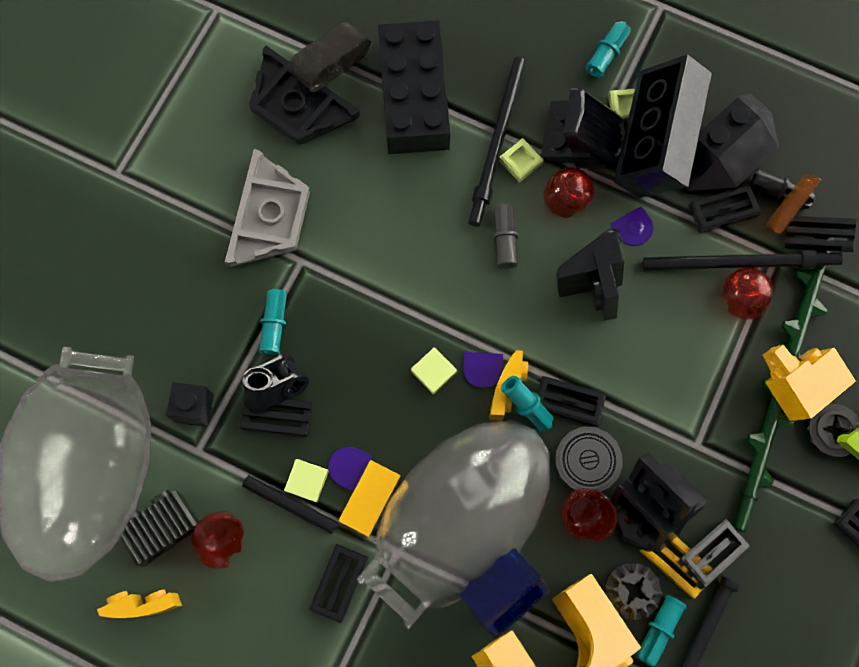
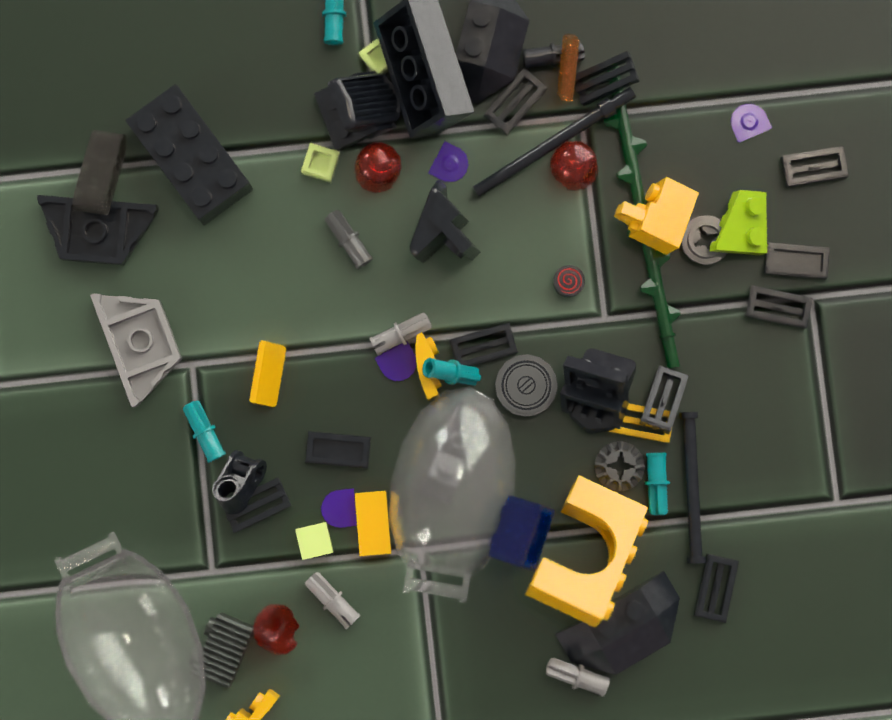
camera: 30 degrees left, 10 degrees up
(190, 404) = (183, 540): black brick -> none
(286, 545) = (332, 600): none -> light grey axle
(290, 504) = (312, 567): black bar -> none
(327, 611) = (378, 605): black tile -> none
(360, 306) = (267, 374): none -> yellow slope
(380, 412) = (338, 449): none -> black tile
(433, 370) = (359, 389): yellowish green tile -> none
(483, 192) = (306, 212): black bar -> none
(502, 343) = (401, 333): none -> light grey axle
(589, 515) = (551, 430): clear red hair -> none
(683, 390) = (569, 281): none -> black tile

